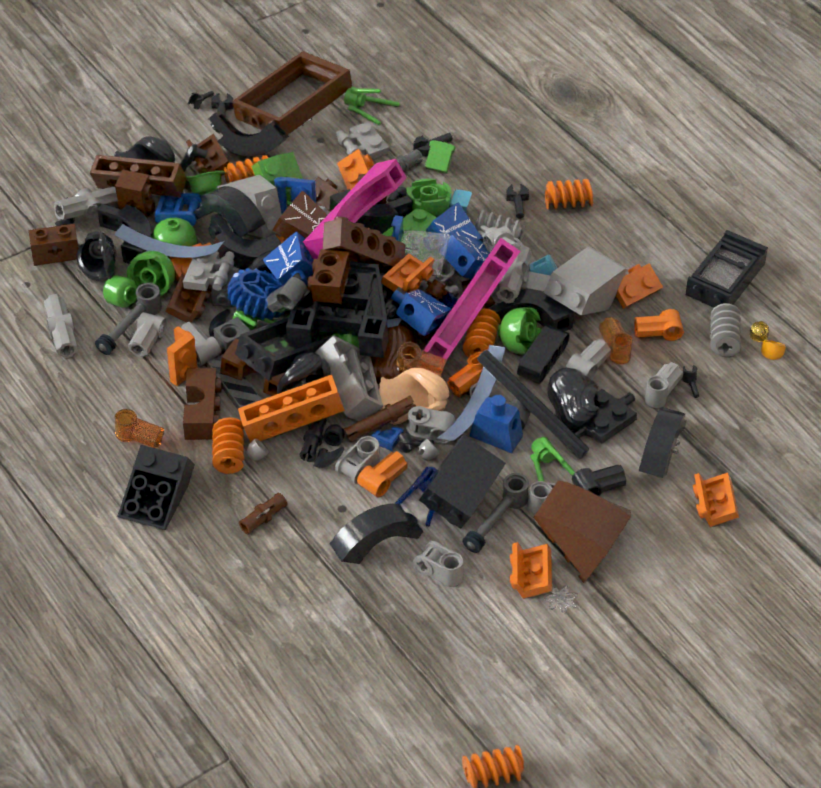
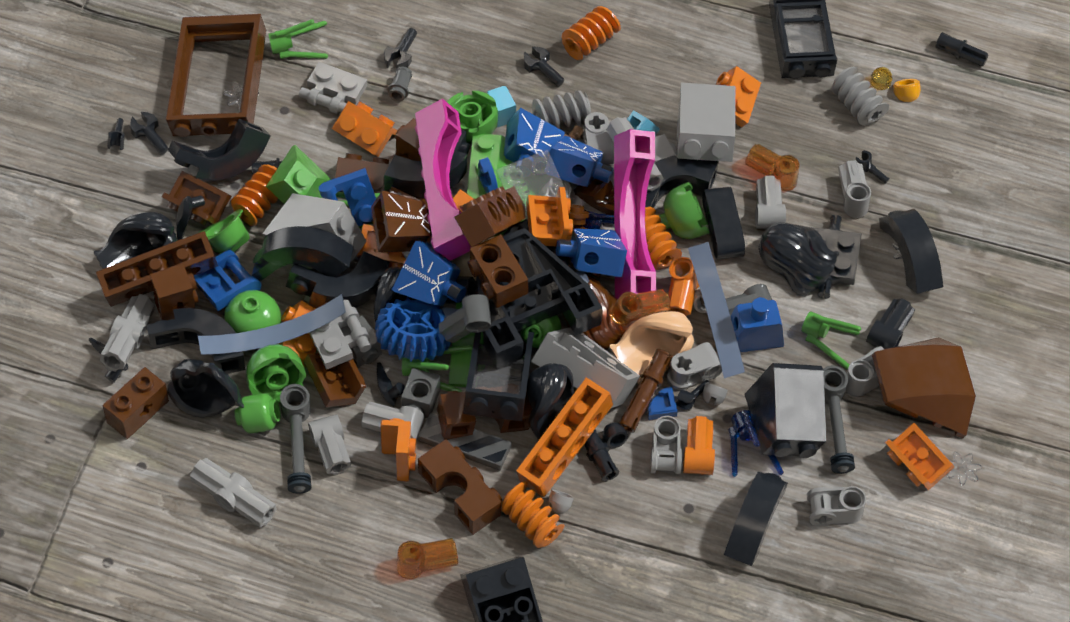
camera: 40 degrees left, 10 degrees up
(275, 504) = (628, 564): reddish brown pin -> none
(327, 458) = (636, 466): black bar -> none
(439, 156) = (429, 61): bright green tile -> none
(492, 235) = (589, 125): light grey axle -> none
(533, 404) = (772, 284): black axle -> none
(666, 324) = (800, 123): orange piece -> none
(715, 499) = (1003, 277): orange bracket -> none

